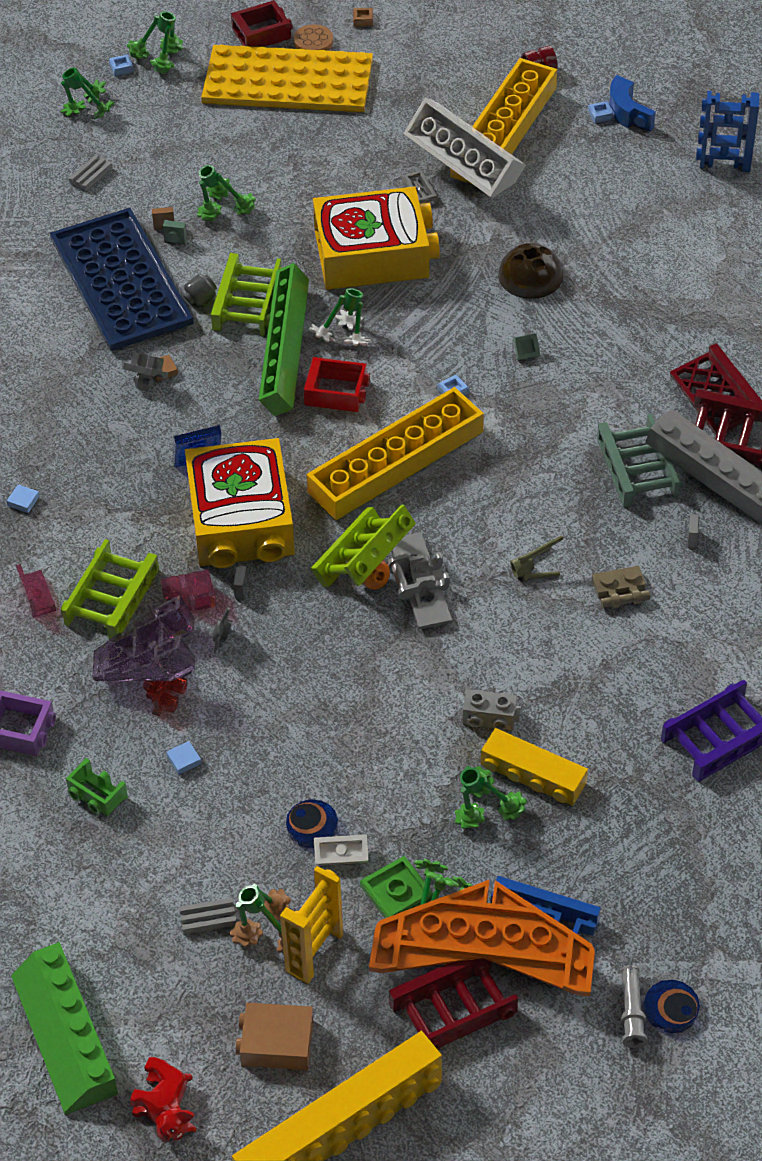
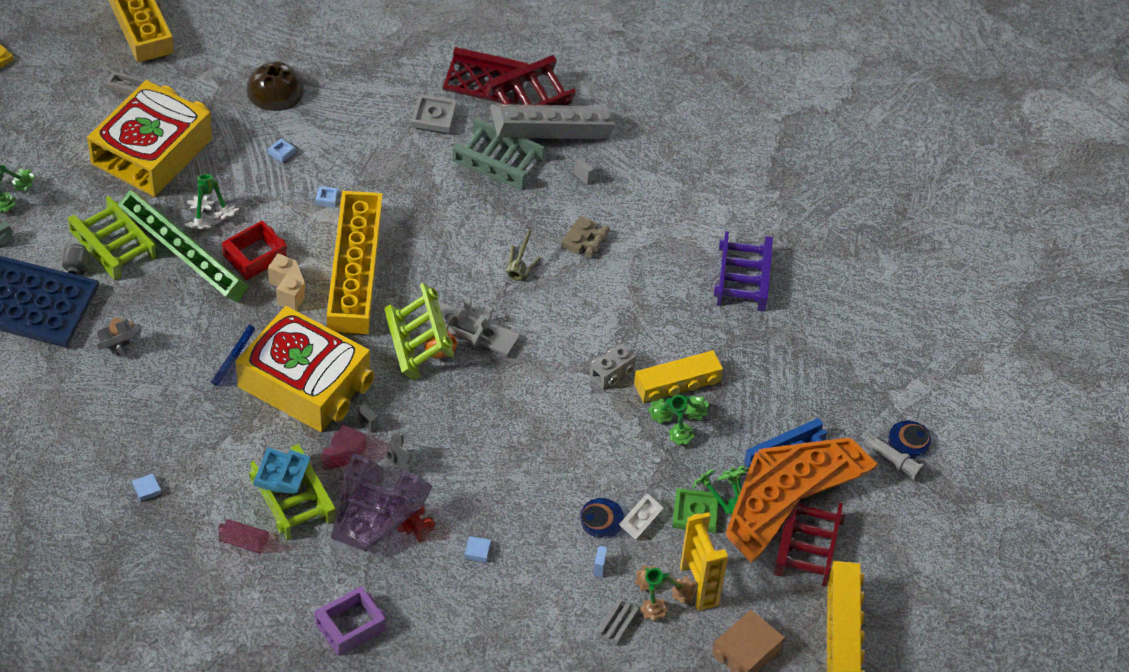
camera: 55 degrees left, 0 degrees up
(82, 775) = (456, 614): bright green window -> none
(113, 562) = (281, 471): none -> dark azure slope
(257, 854) = (600, 561): none -> light blue tile
(322, 435) = (289, 281): none -> tan brick
(463, 148) = (141, 32): white slope -> none
(467, 325) = (281, 150): none -> light blue tile
(526, 346) = (339, 135): sand green plate -> none
(630, 387) = (433, 113): none -> light grey plate

